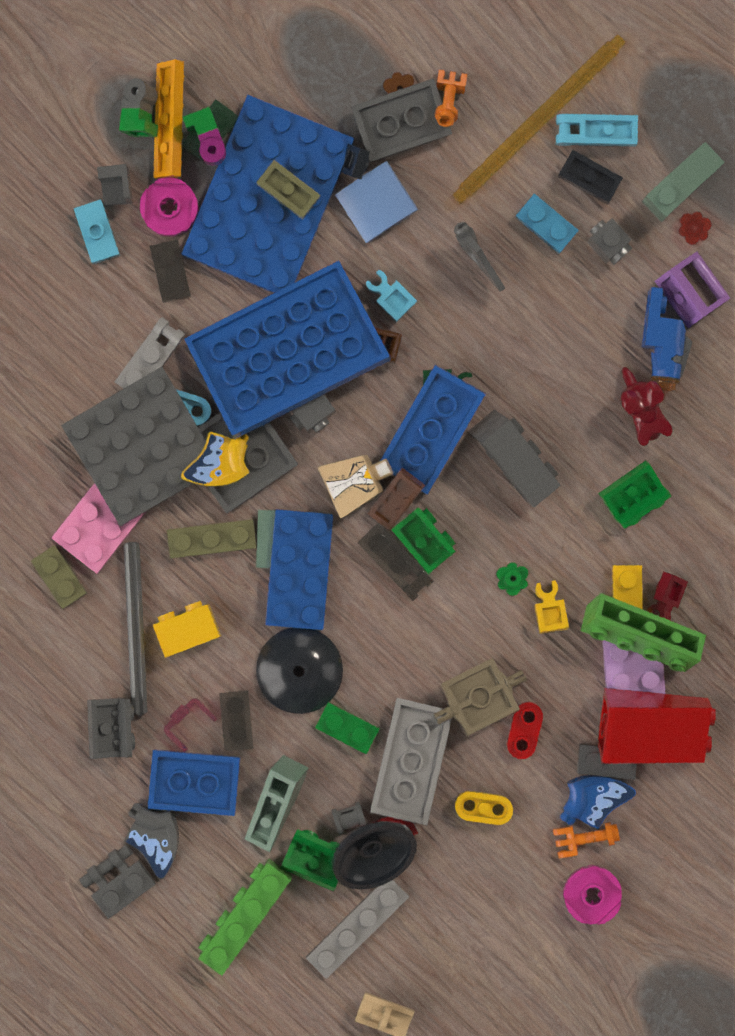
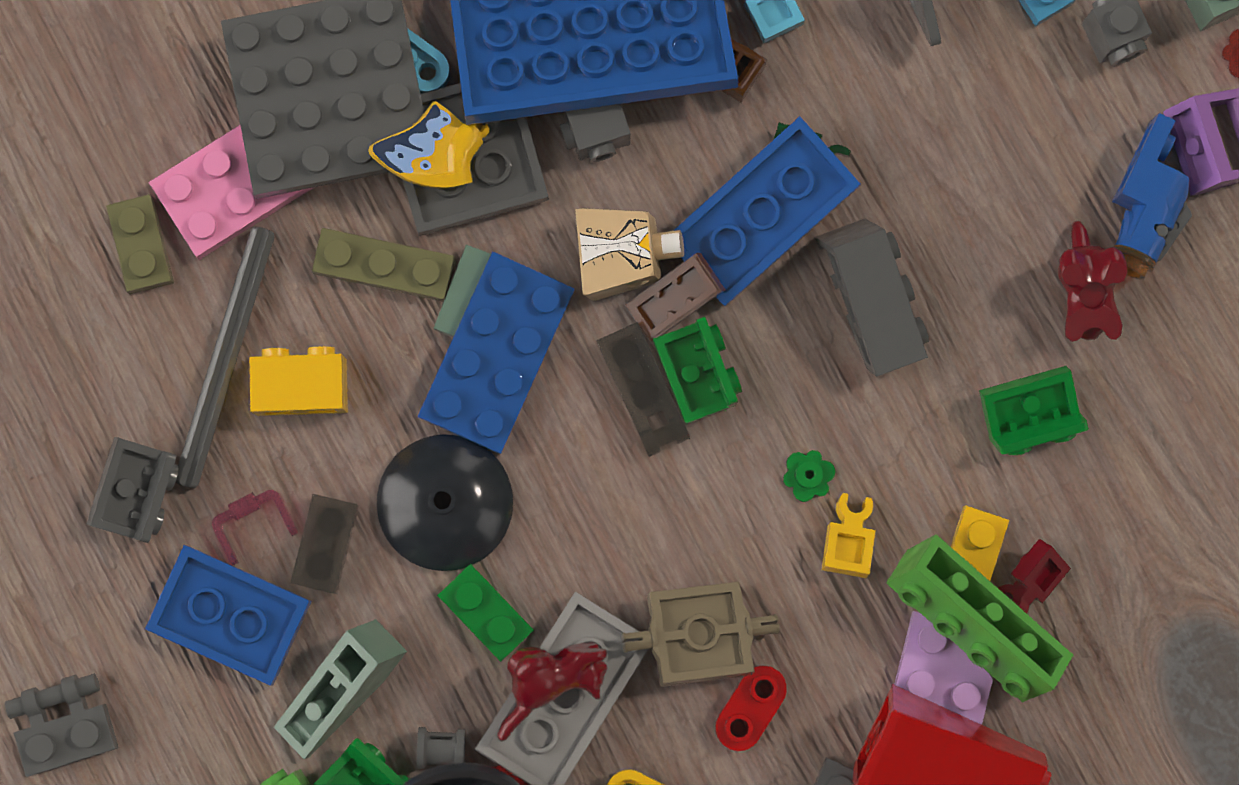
camera: 20 degrees right, 5 degrees down
(154, 837) = (141, 678): dark grey arm -> none
(396, 756) = (544, 677): none -> dark red animal

